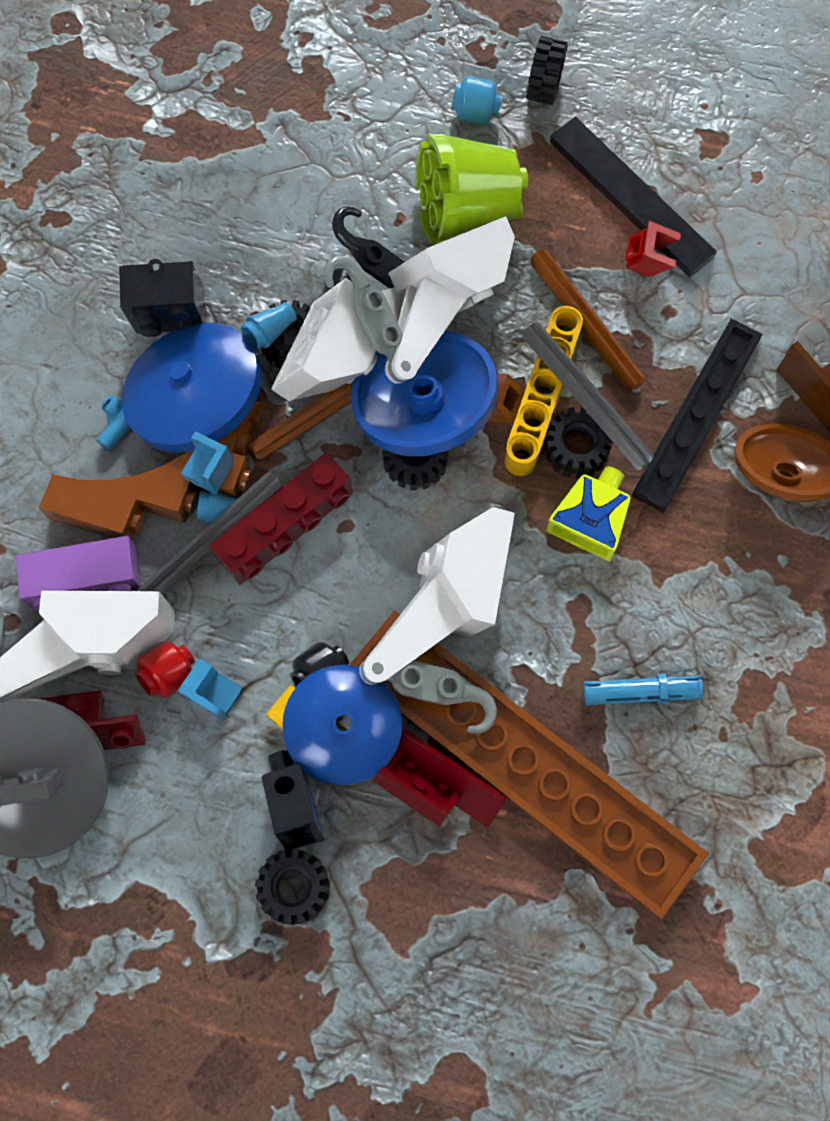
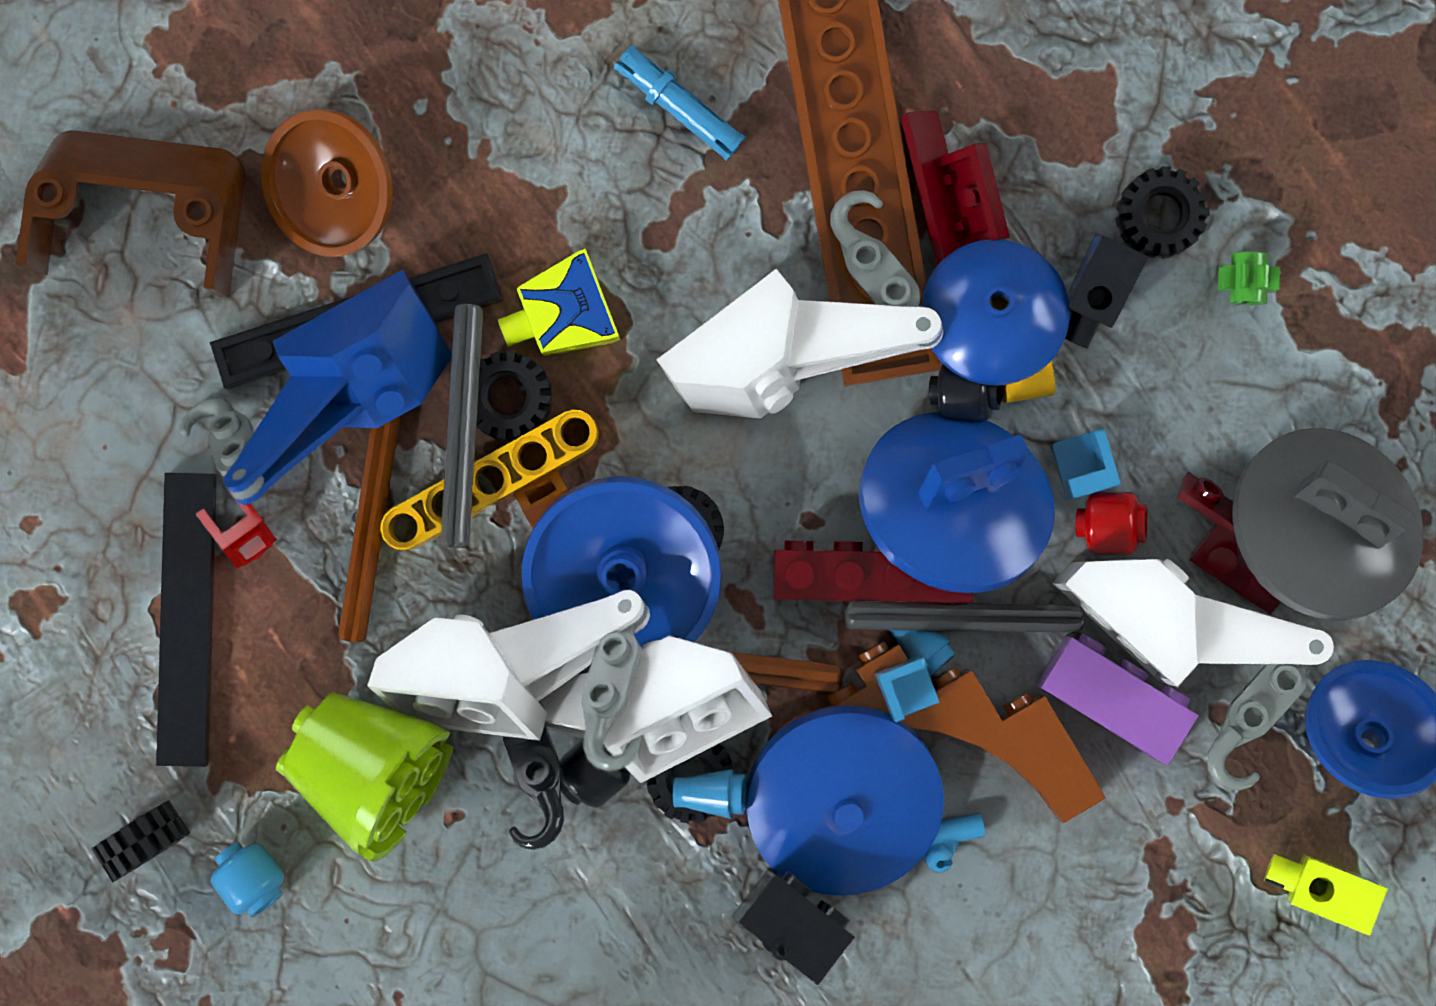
camera: 140 degrees left, 15 degrees up
(202, 892) = (1249, 278): none -> bright green gear
(267, 593) = (956, 503): none -> blue bracket
(678, 379) = (346, 370): none -> blue slope

